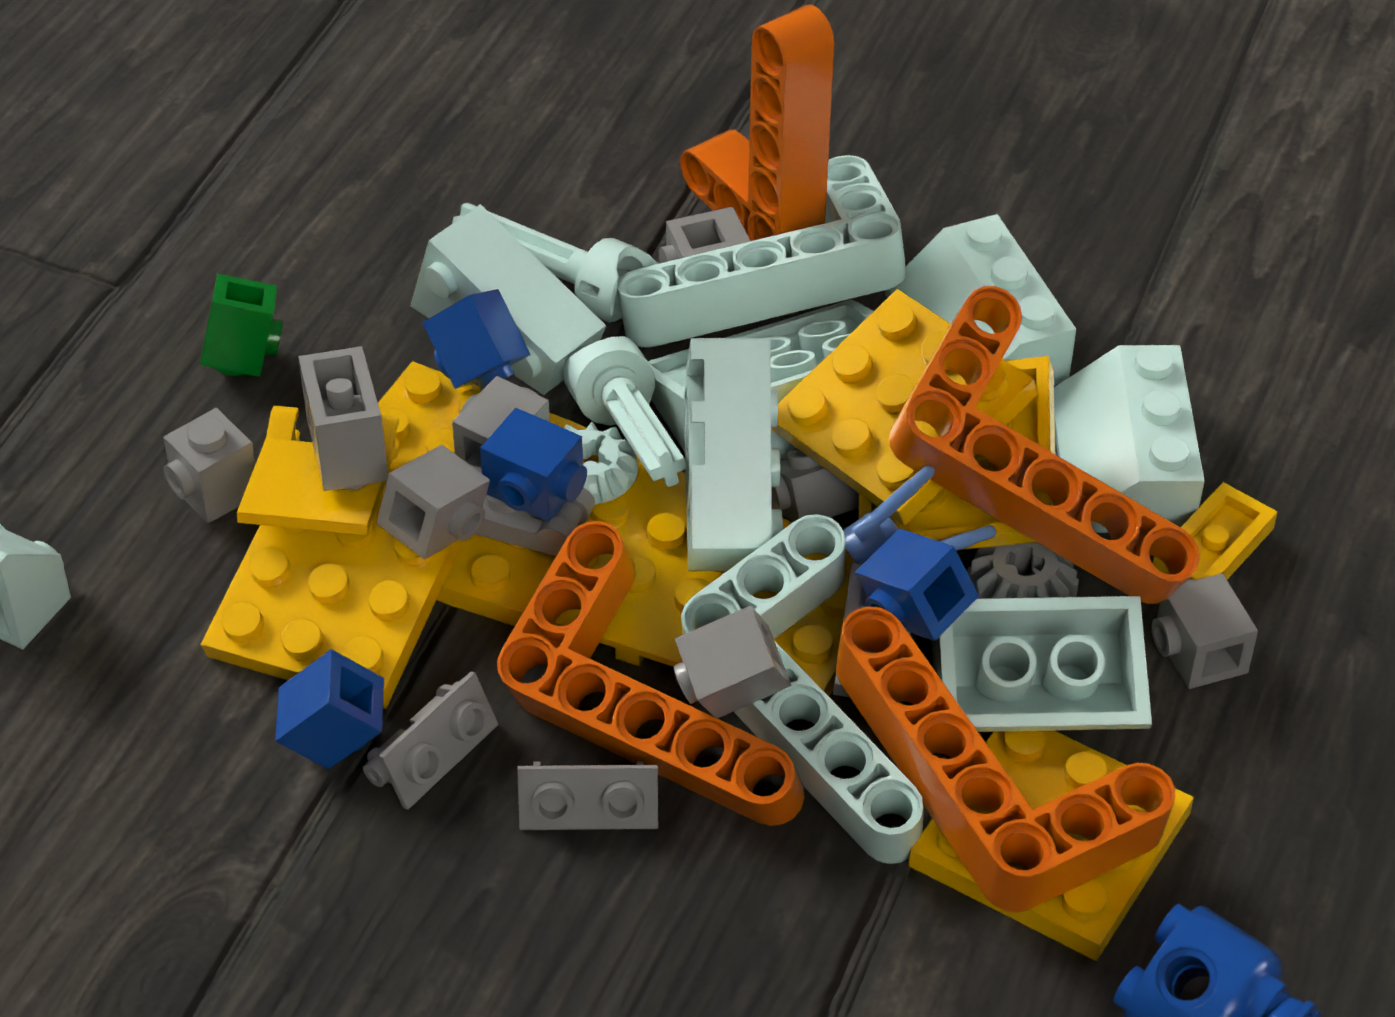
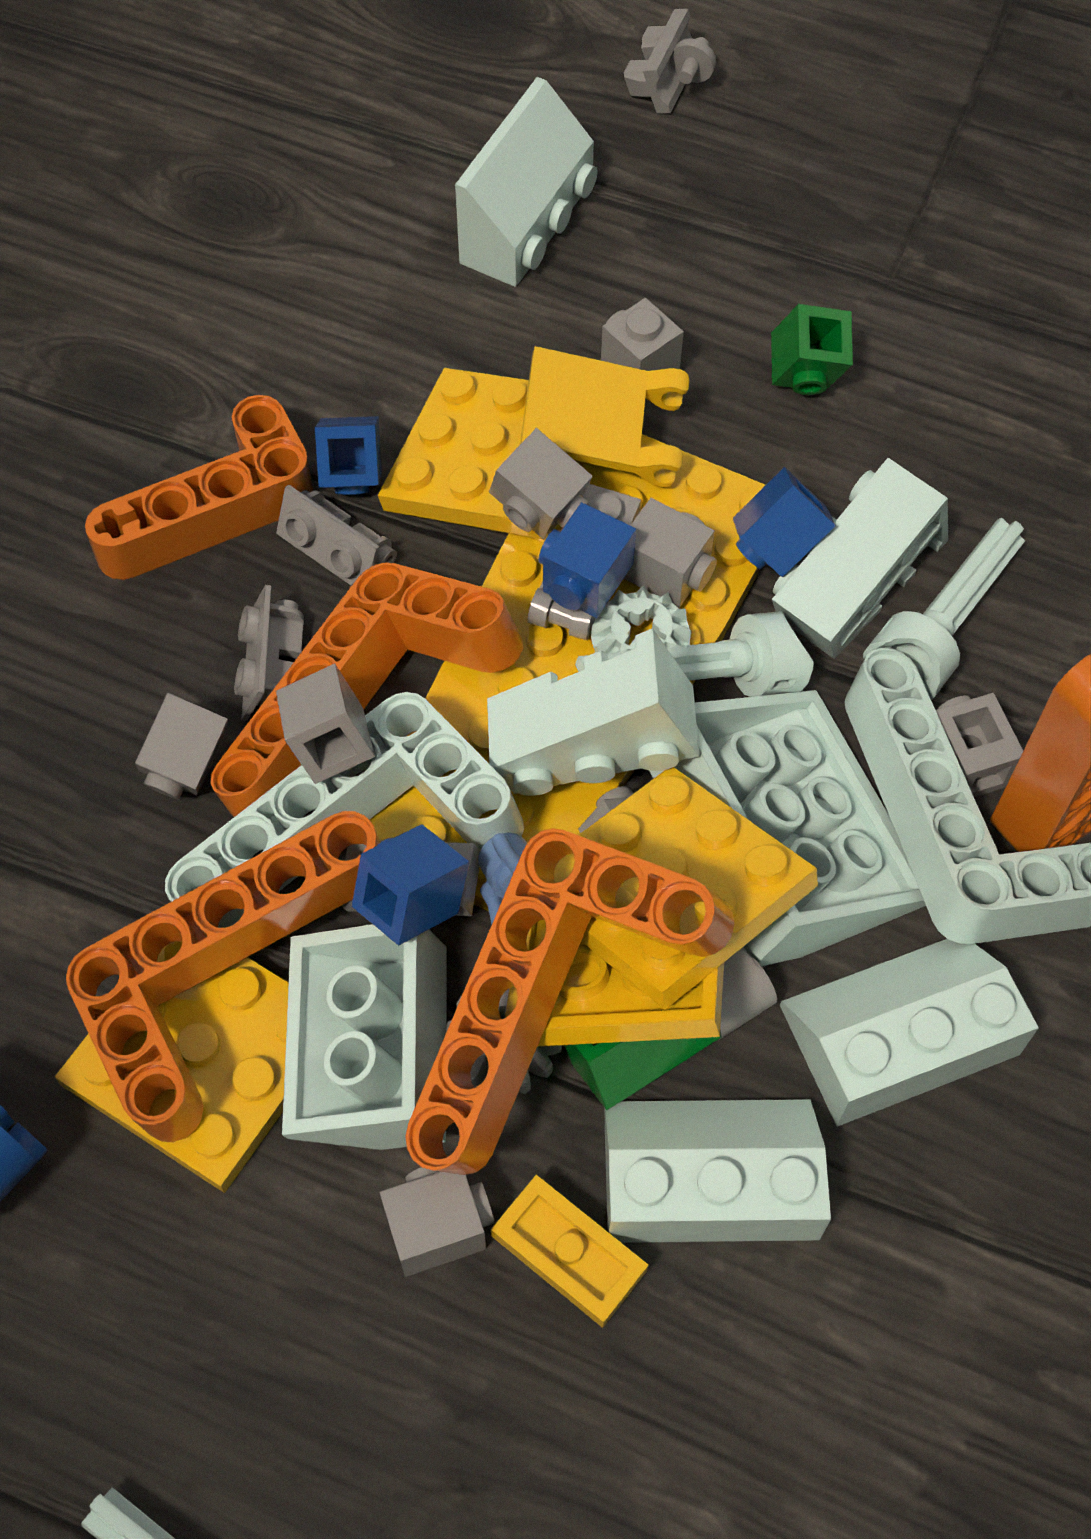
camera: 90 degrees right, 15 degrees up
(343, 419) = (629, 400): light grey brick -> none
(345, 796) = (207, 501): none -> orange beam
(720, 844) = (180, 747): none -> light grey brick

